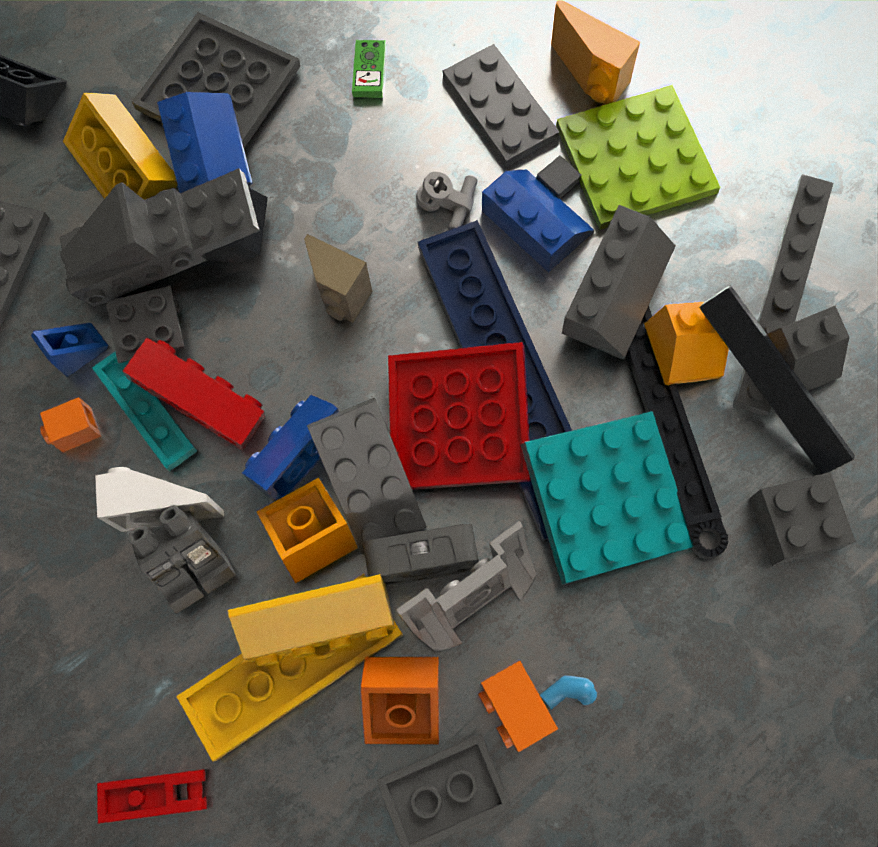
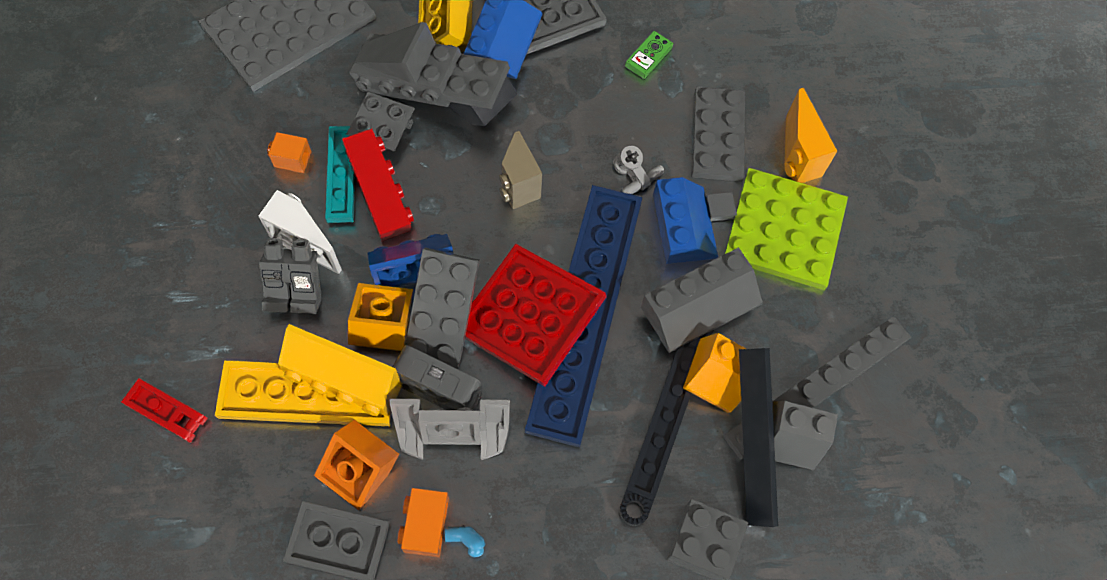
camera: 25 degrees right, 5 degrees down
(70, 346) = (326, 105): blue slope -> none
(606, 496) = (586, 431): teal plate -> none

